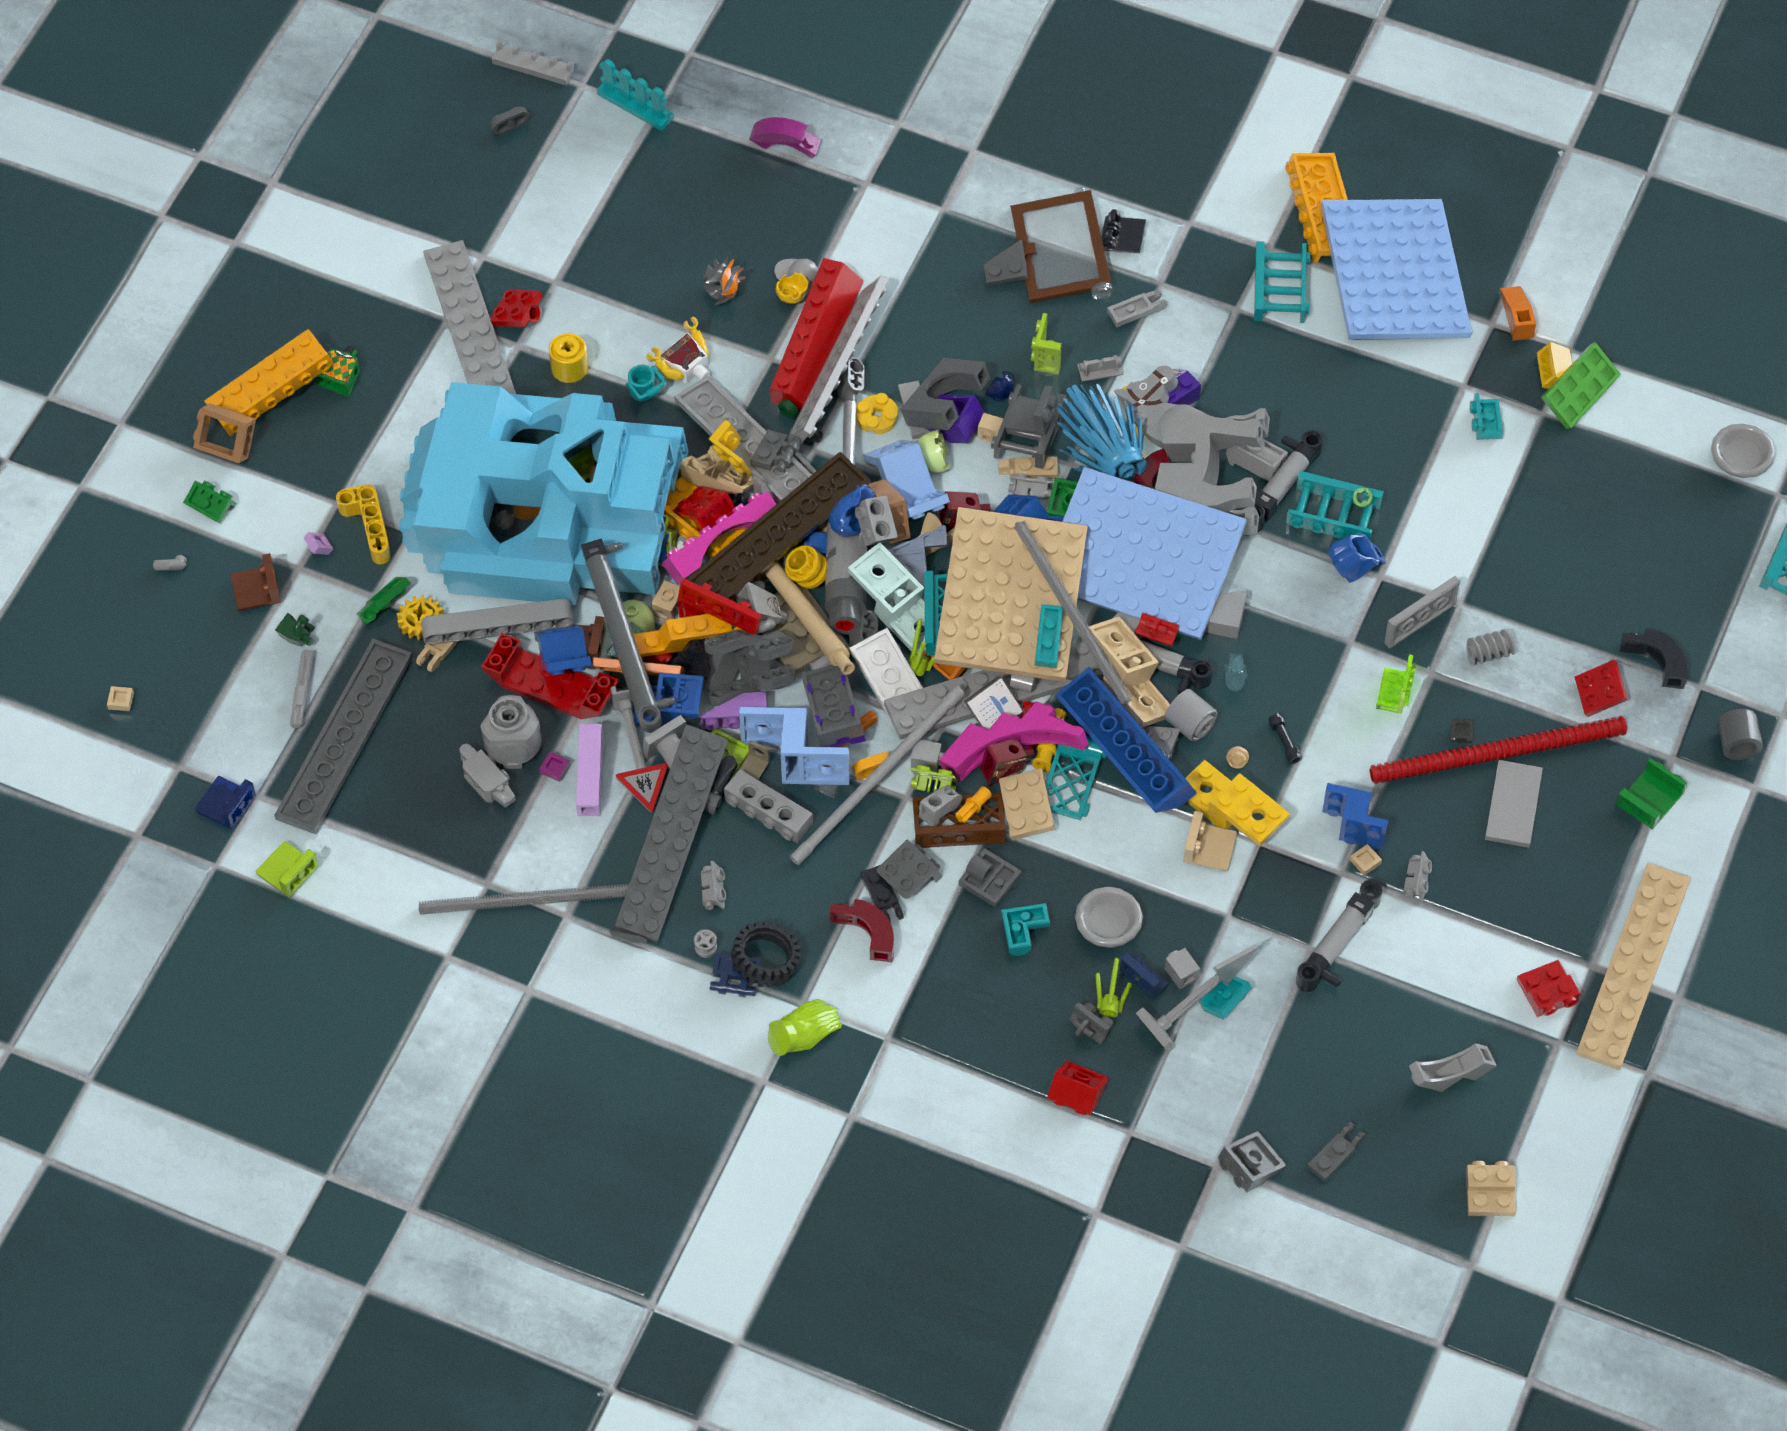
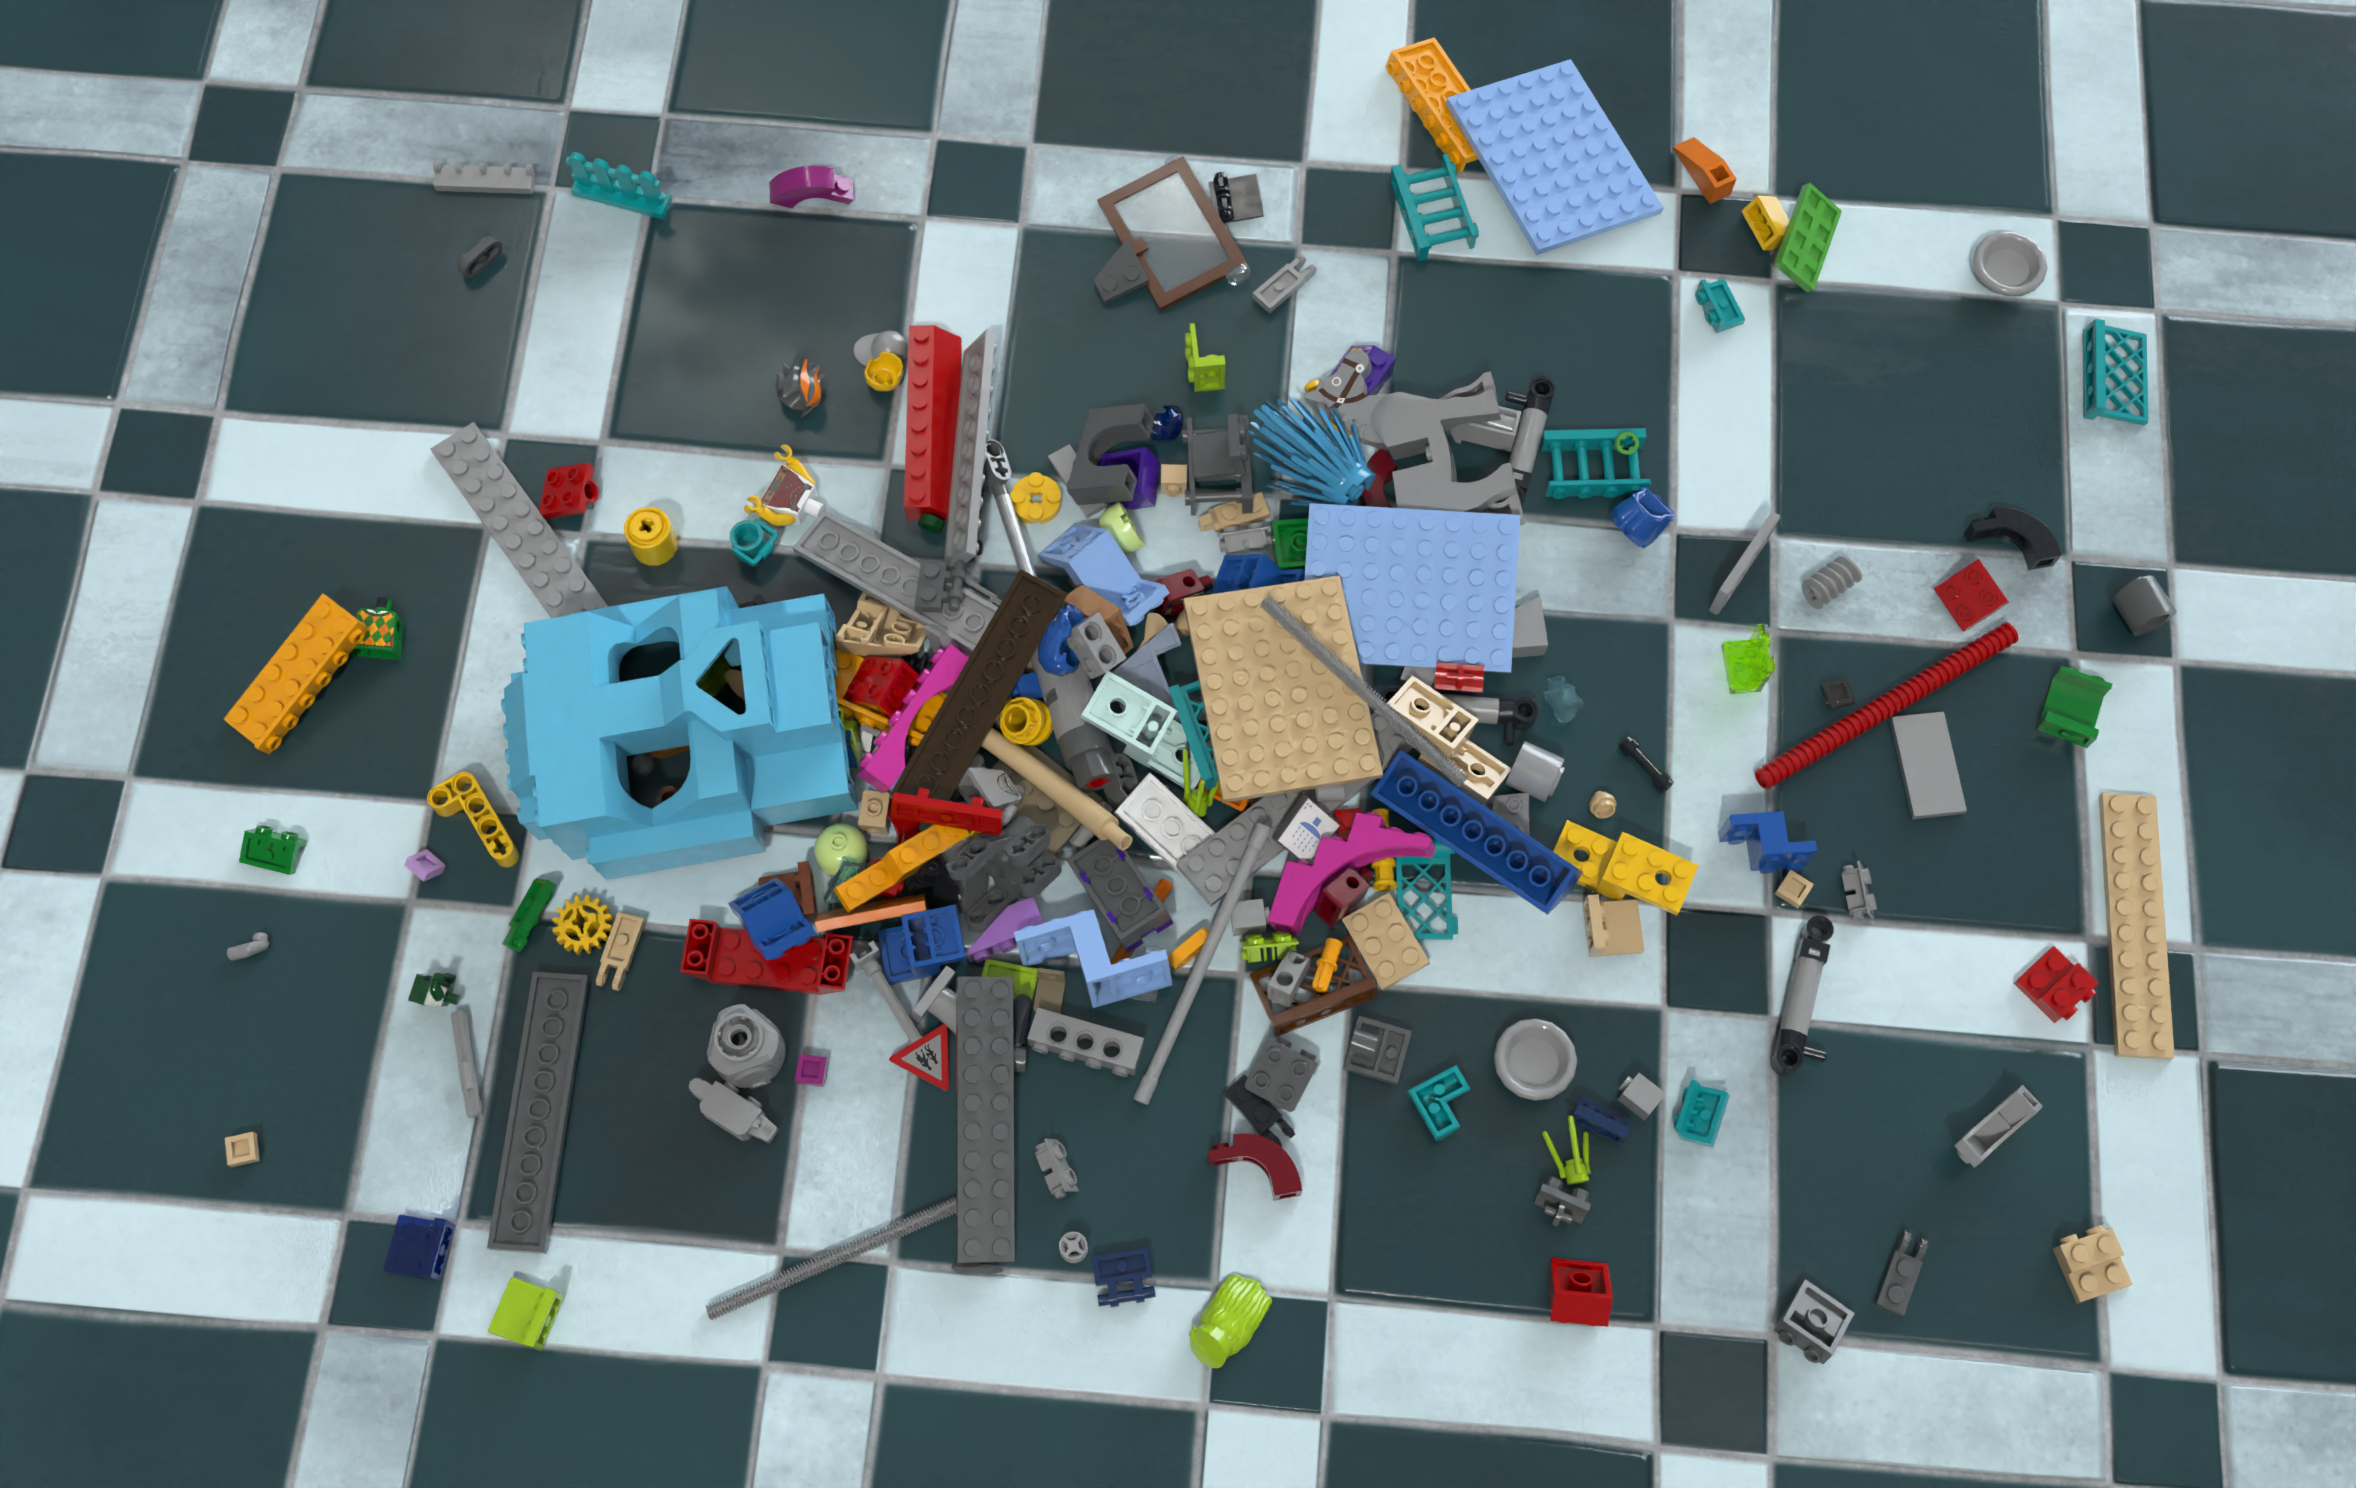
camera: 20 degrees left, 10 degrees up
(243, 437) = (287, 755): medium nougat window -> none
(256, 586) = (365, 945): copper bracket -> none
(497, 620) = (678, 905): light grey beam -> none
(590, 769) = (857, 1064): lavender slope -> none
(621, 634) = (841, 885): dark grey piece -> none
(726, 440) = (877, 592): yellow bracket -> none
(769, 933) = (1169, 1214): black tyre -> none
(1048, 636) = (1347, 730): teal tile -> none
(1100, 368) = (1270, 369): light grey hinge -> none
(1225, 972) = (1644, 1181): light grey piece -> none

